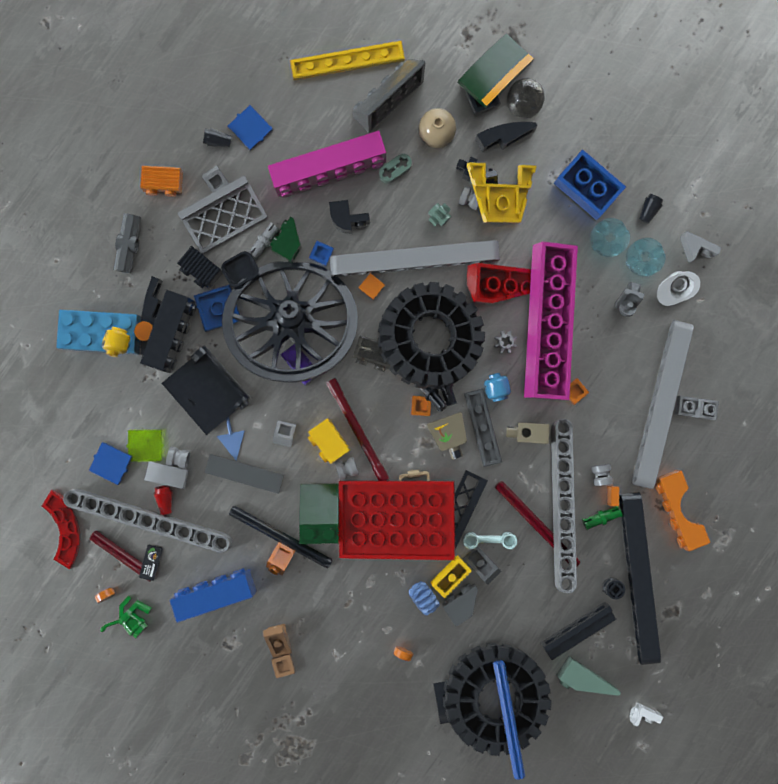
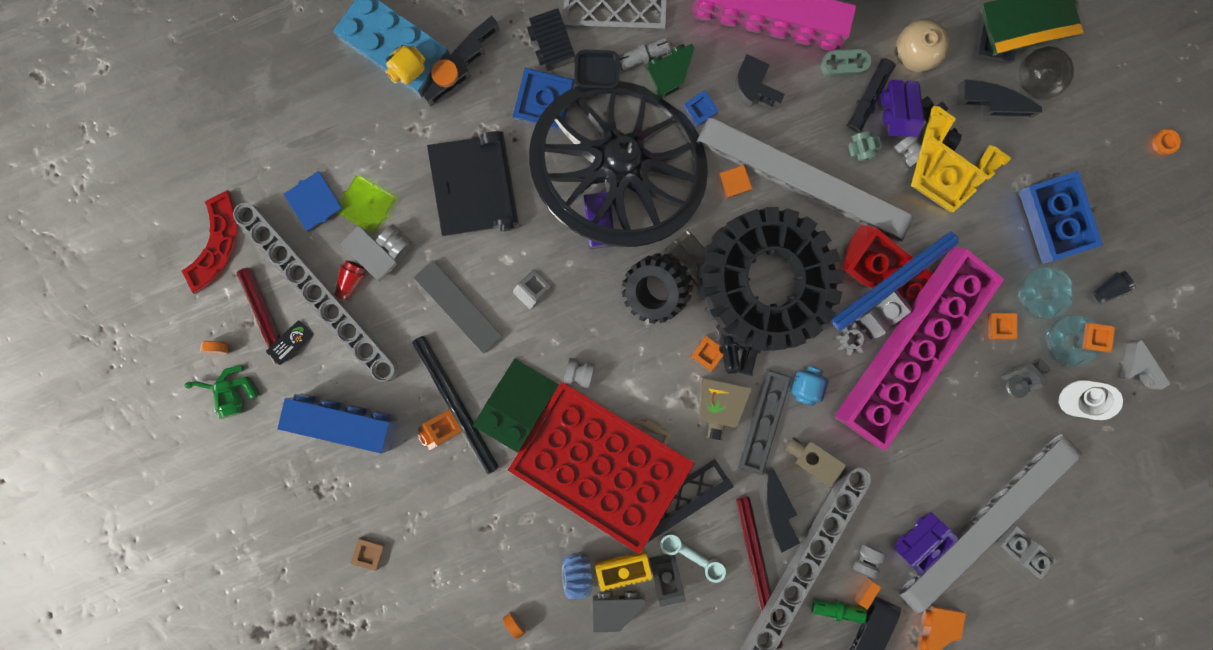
camera: 35 degrees right, 0 degrees up
(168, 332) = (471, 90): black brick -> none
(232, 440) = (466, 260): medium blue piece -> none
(277, 640) = (379, 521): medium nougat slope -> none
(328, 441) = (578, 328): yellow brick -> none
(338, 394) = (615, 392): dark red piece -> none
(356, 397) = (642, 300): none -> black tyre
(424, 179) = (866, 105): none -> black pin
(449, 176) = (903, 108): none -> dark purple brick
(510, 288) = (895, 281): none -> blue axle
(516, 314) = (884, 315): none -> light grey slope
(526, 478) = (779, 511): none -> black slope
(577, 391) = (899, 448): orange tile -> none
(595, 275) = (1002, 326): none -> orange tile
(627, 95) = (1166, 141): none -> orange tile
(630, 442) = (925, 543): none -> dark purple brick
(659, 246) = (1098, 337): none -> orange tile

